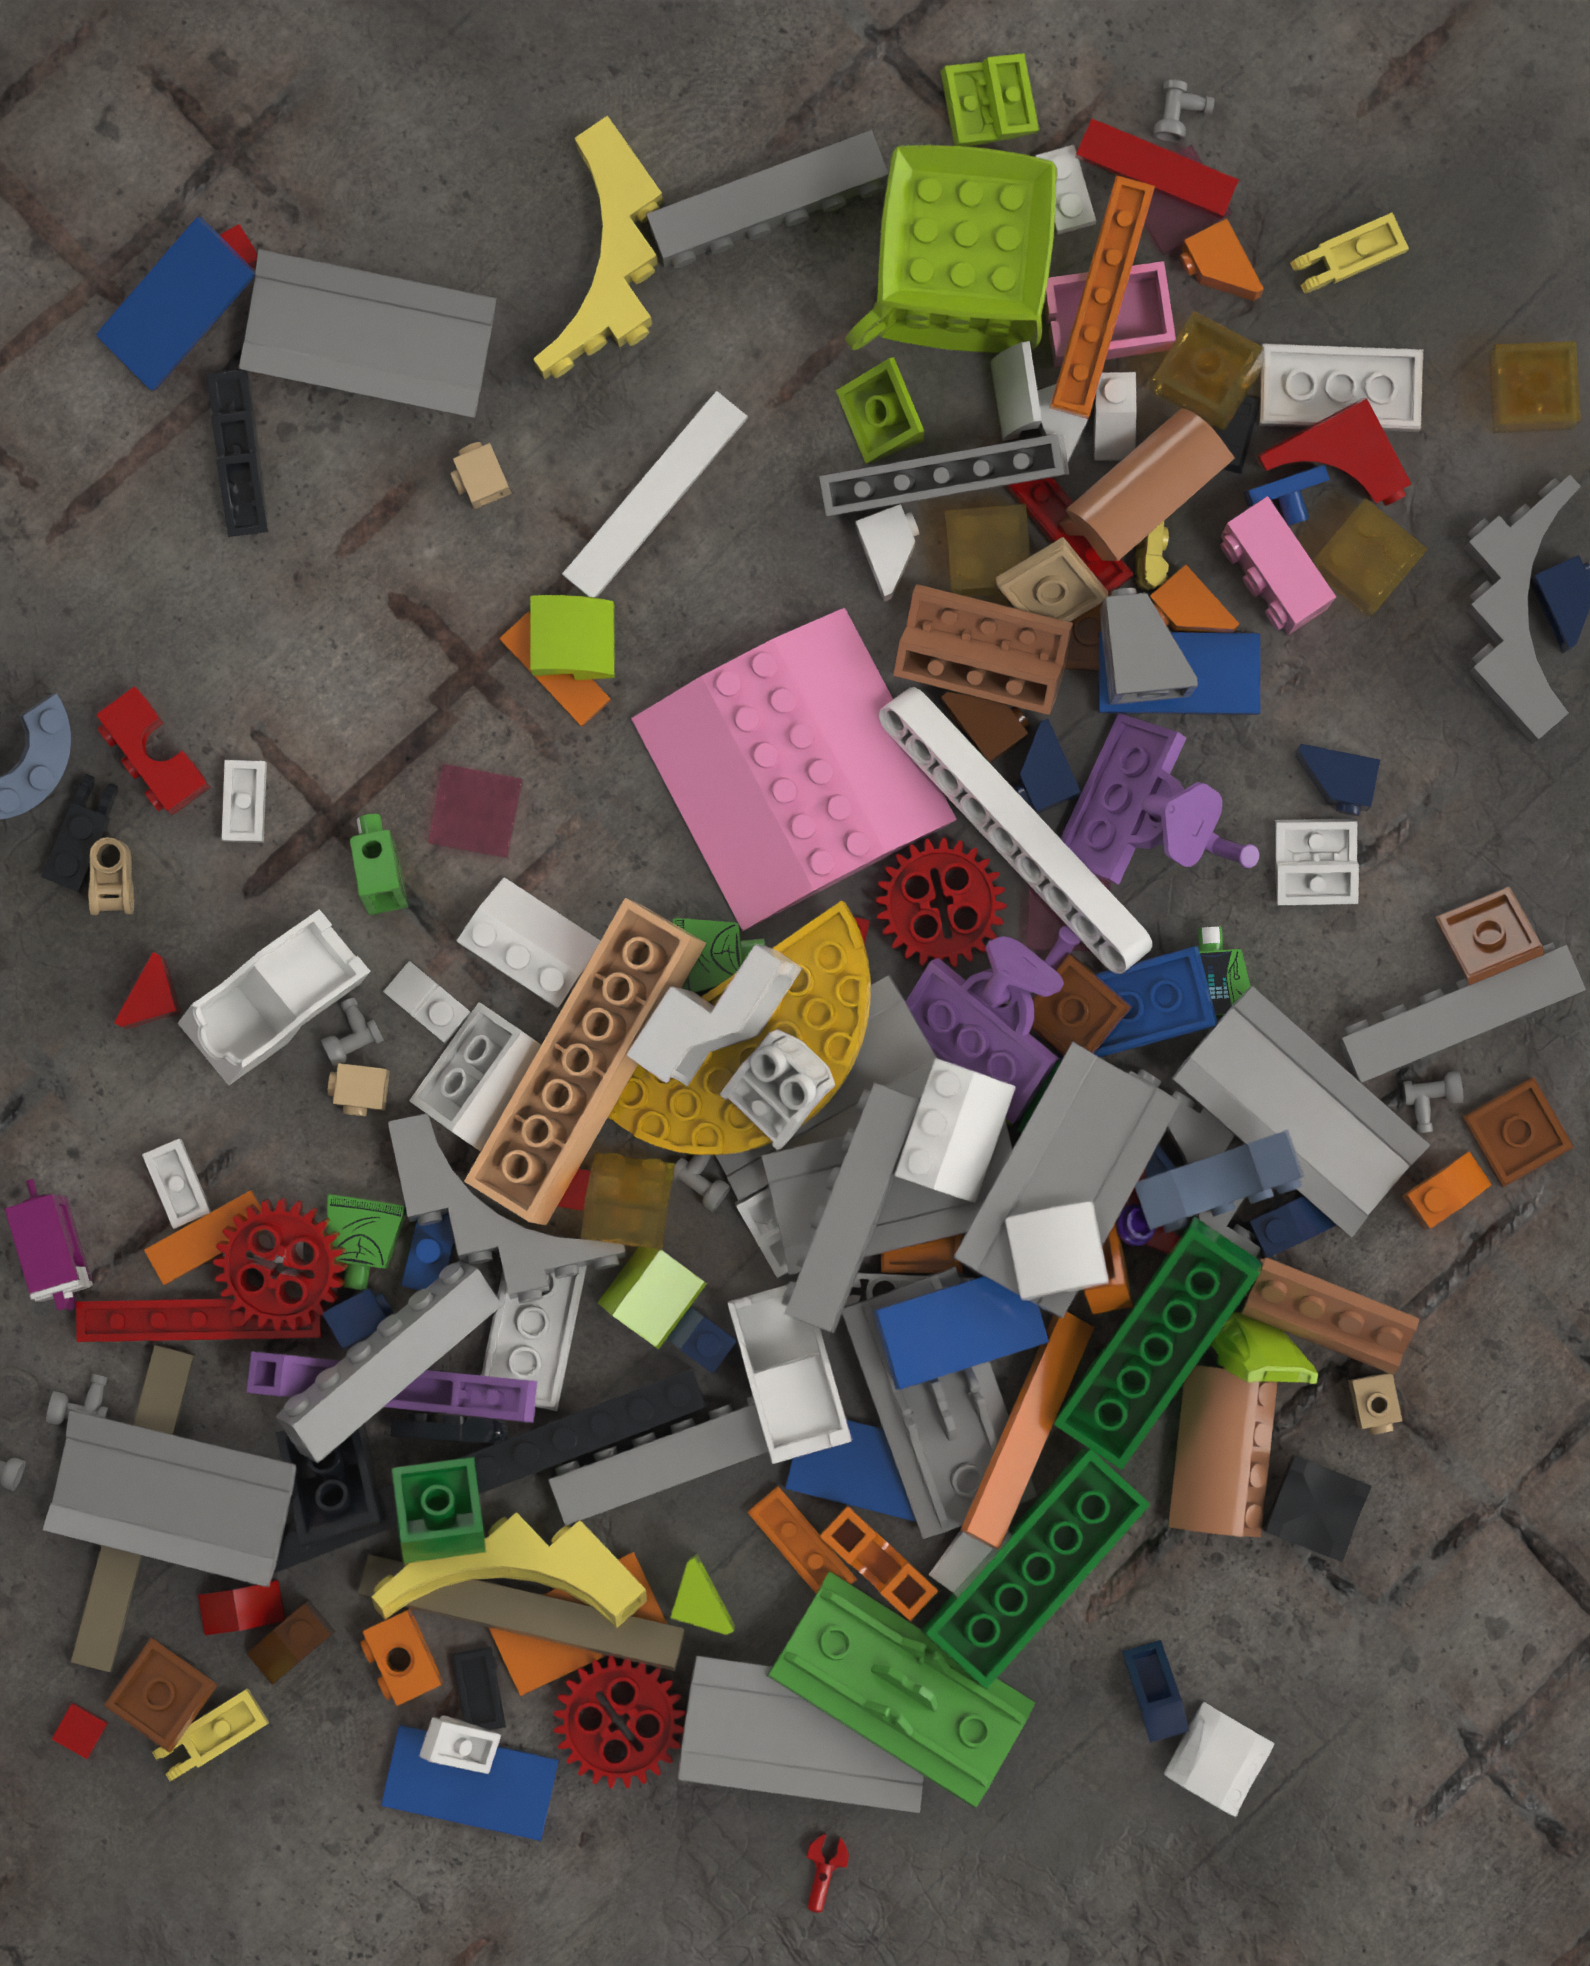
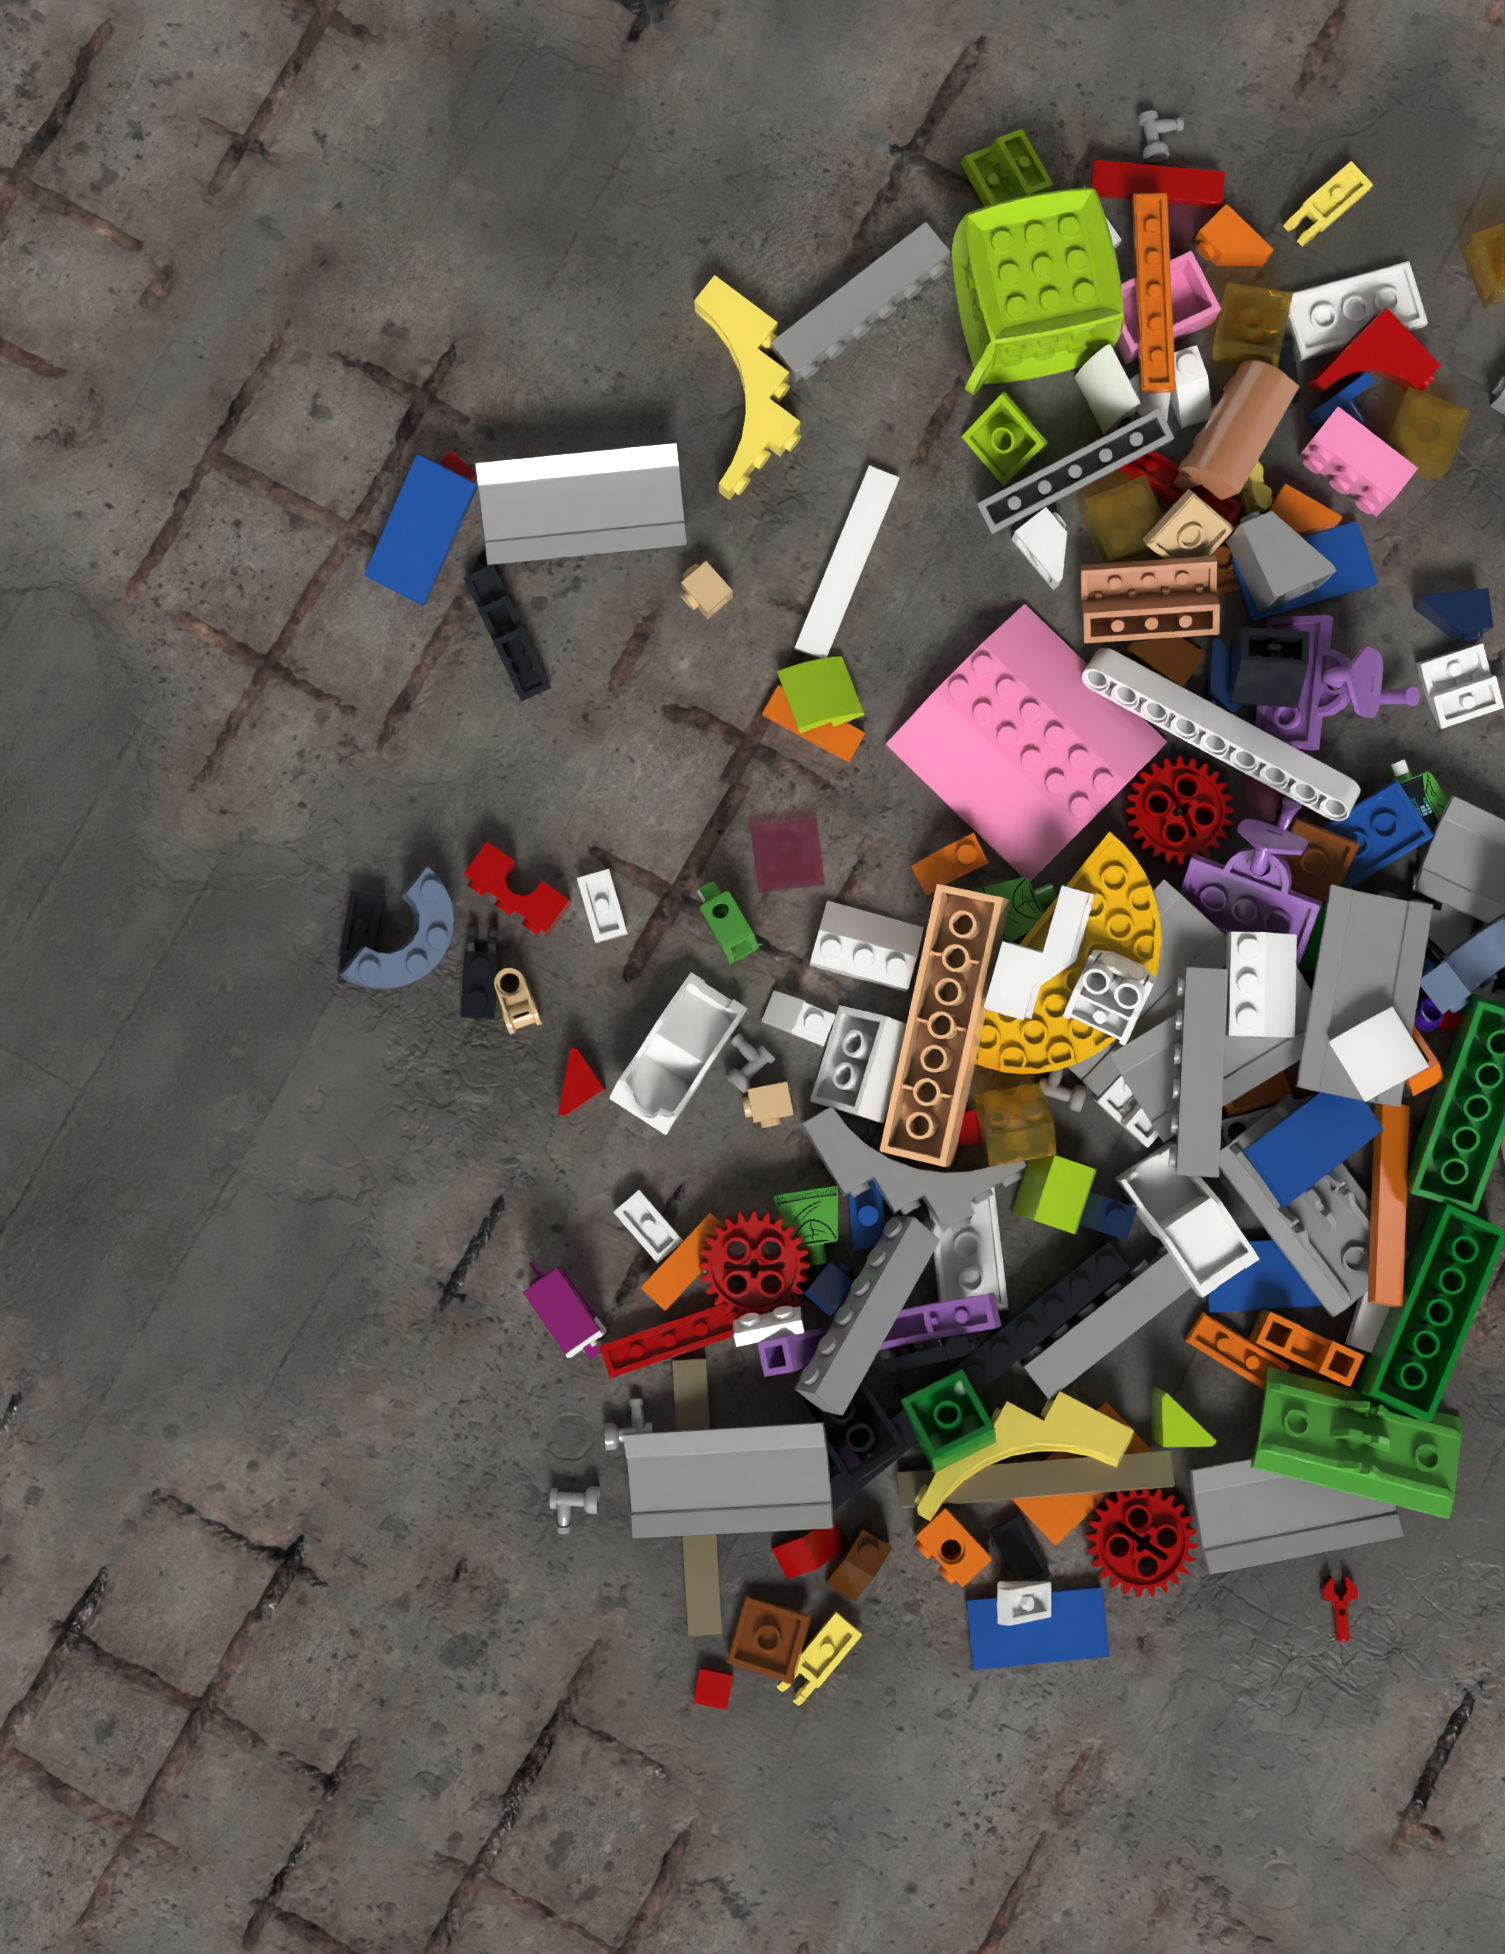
camera: 25 degrees left, 0 degrees up
(284, 1338) = (776, 1324): none -> white plate
(657, 880) = (950, 864): none -> orange slope
(1089, 771) = (1268, 667): none -> black slope

